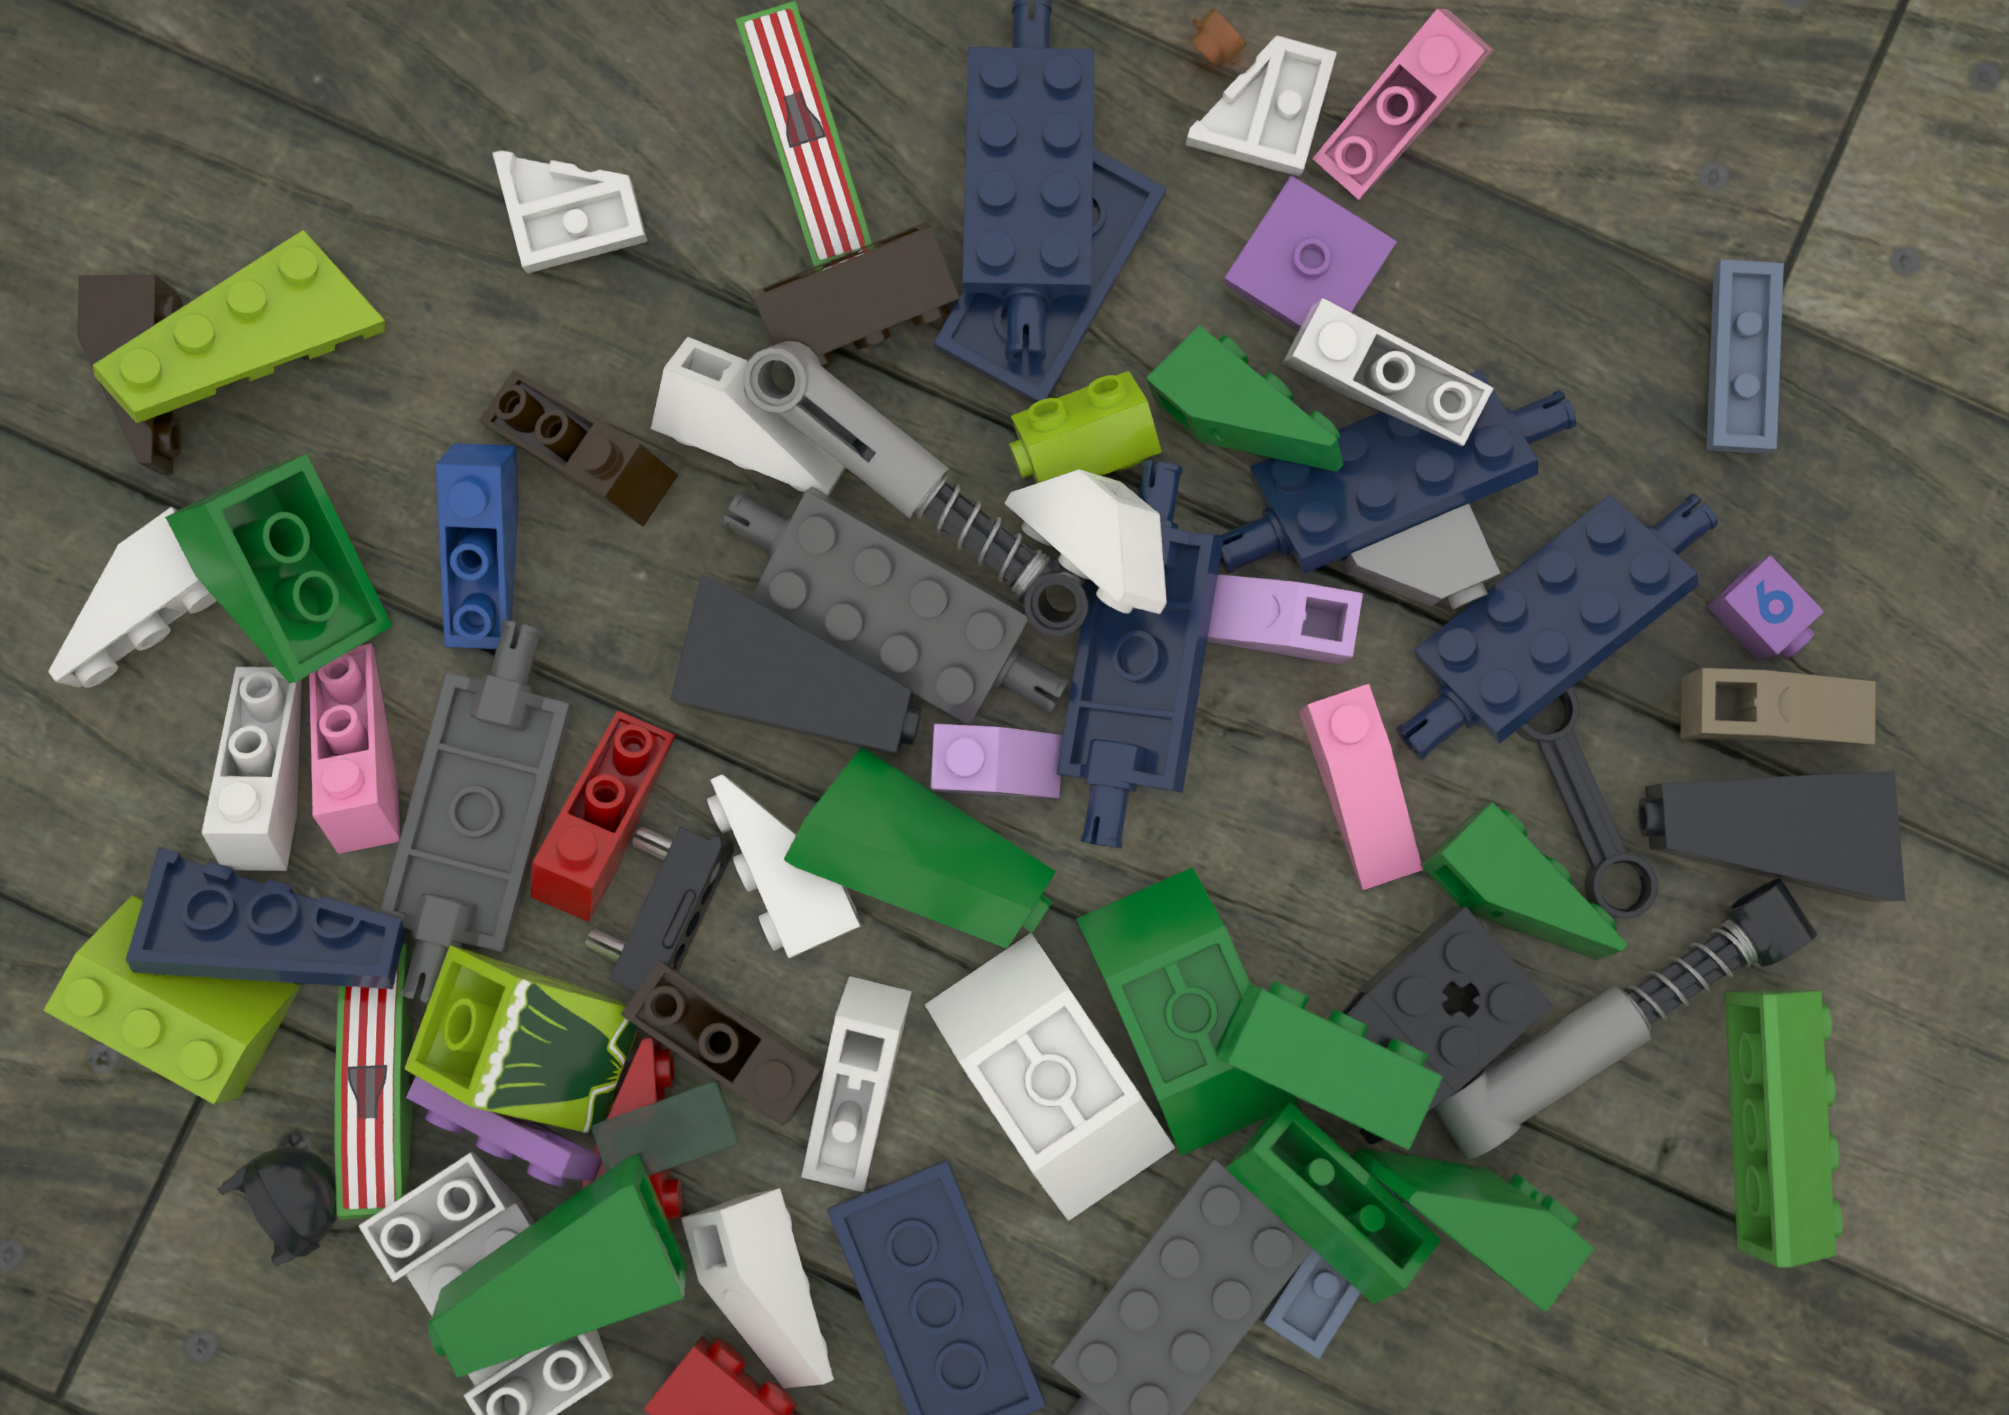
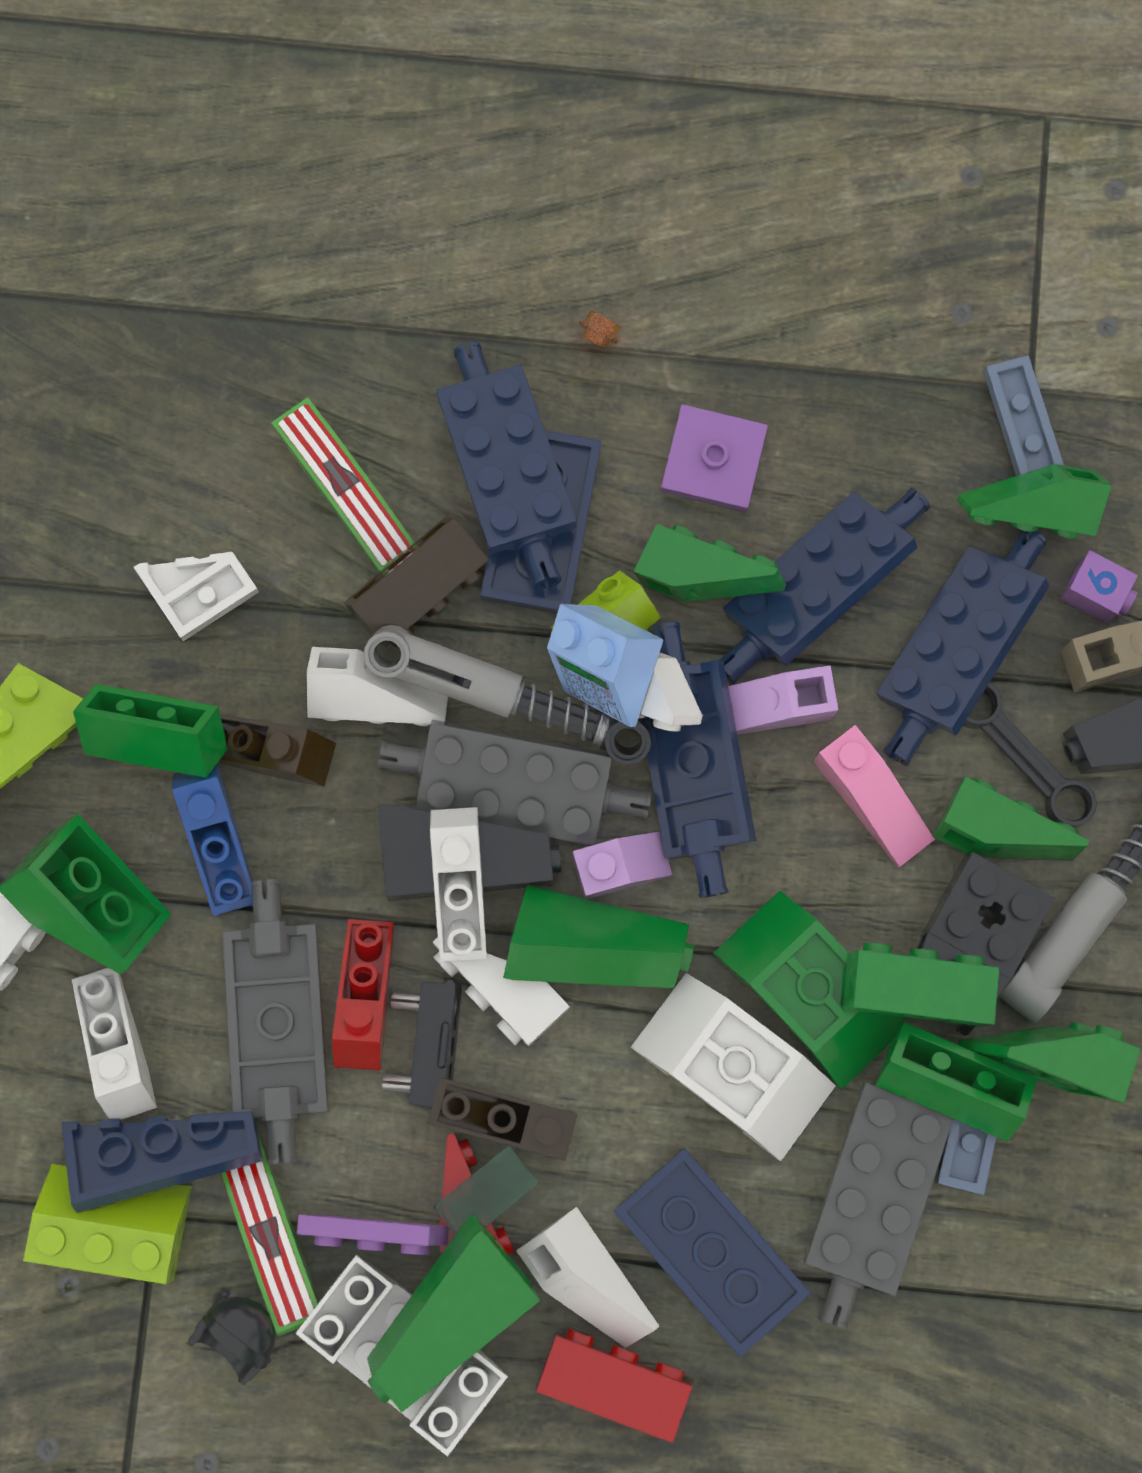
camera: 25 degrees left, 5 degrees down
(352, 754) = (176, 1011): bright pink slope -> none
(437, 376) = (150, 730): none -> green brick
(521, 1042) = (363, 1166): slope -> none
(767, 714) = (458, 884): none -> white slope
(855, 1083) = (603, 1118): white slope -> none
(1060, 483) = (603, 660): none -> light blue slope
(1270, 108) = (651, 364): white wing -> none
(1386, 373) = (792, 514): white slope -> none
(1403, 102) = (739, 332): bright pink slope -> none
(1430, 561) = (866, 630): light grey slope -> none
(1743, 466) = (1051, 498): none -> green slope

